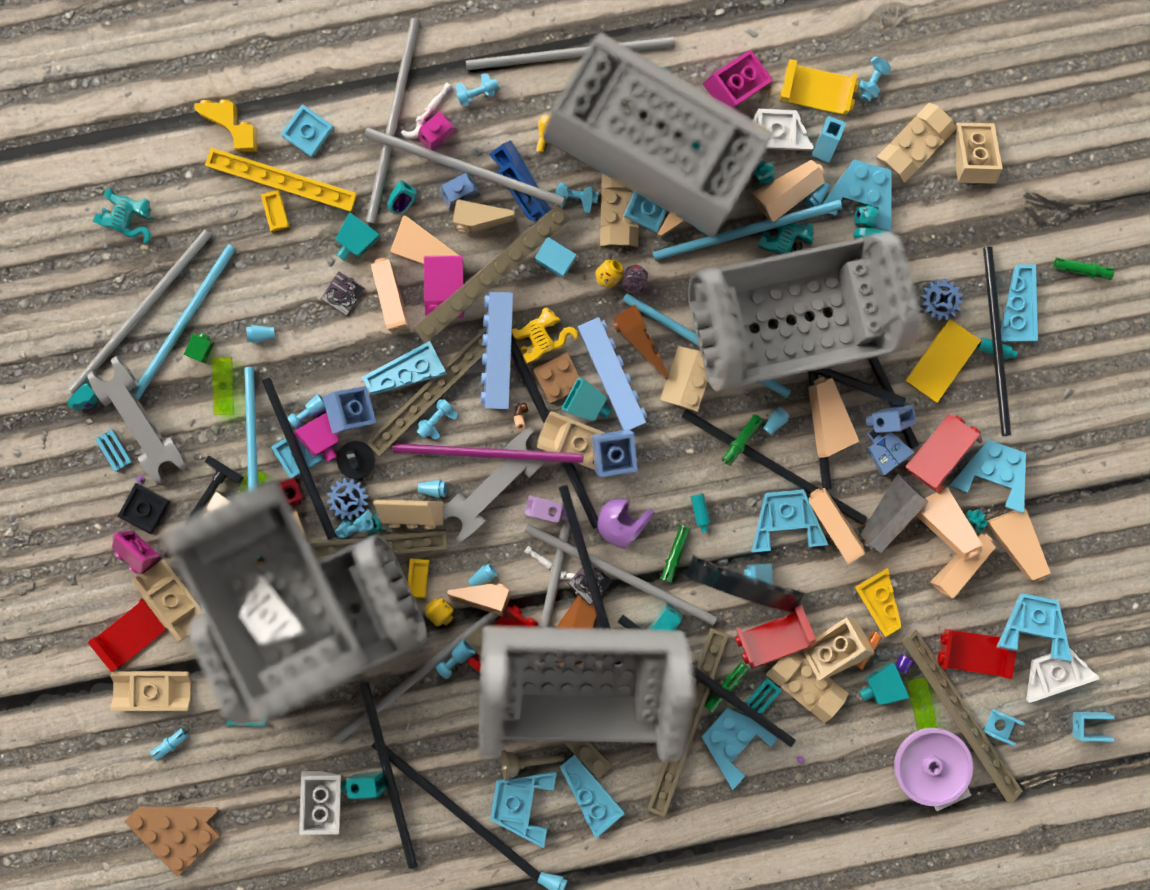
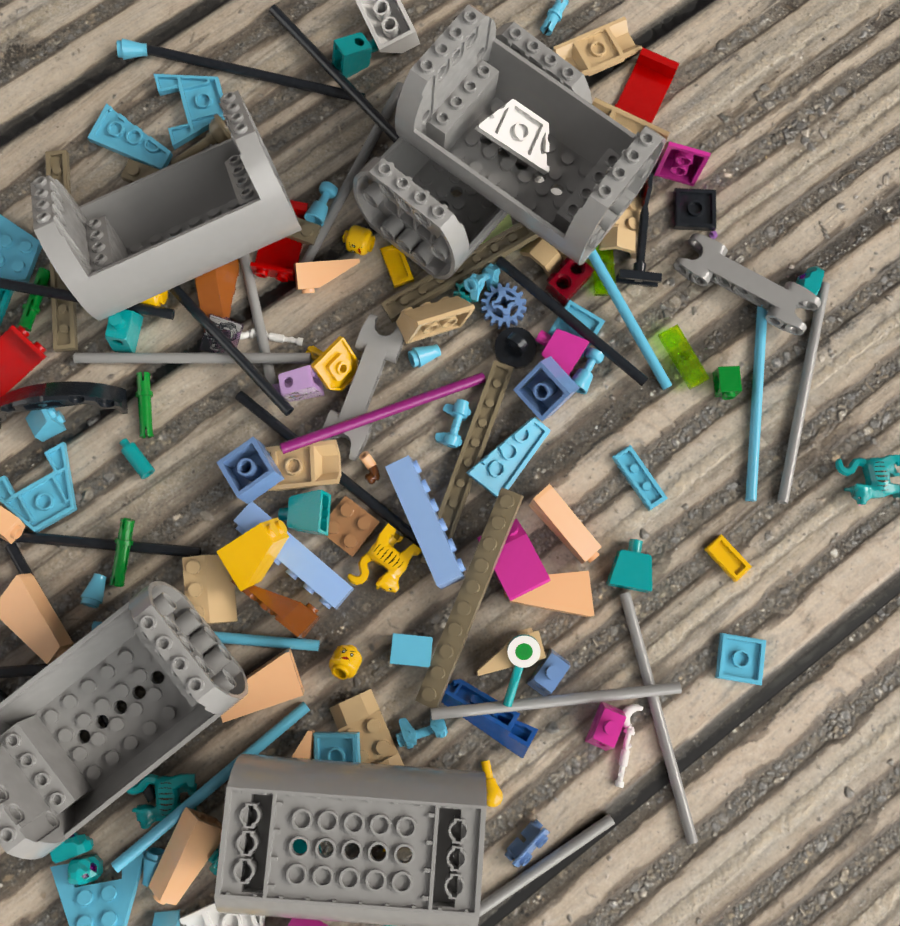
camera: 150 degrees right, 10 degrees down
(105, 436) = (755, 246): medium azure tile -> none
(226, 116) = (832, 632): yellow arch -> none
(259, 333) = (676, 424): medium azure cone -> none
(281, 179) = (739, 592): yellow plate -> none
(310, 306) = (639, 478): none -> medium azure tile
(342, 293) = (614, 506): piece -> none
(401, 198) = (606, 635): teal rock -> none
(472, 210) = (522, 652): none -> piece
(483, 576) = (331, 295): medium azure cone -> none
(488, 88) = (575, 804): medium azure piece -> none
(509, 511) = (335, 365): none -> yellow piece
(530, 79) = (522, 851): none -> medium blue hinge
(616, 524) = (211, 402): medium lavender piece -> none
(635, 279) = (314, 669): head -> none
(640, 387) = (254, 552): none -> yellow slope
(668, 284) = (268, 686): none -> light nougat slope

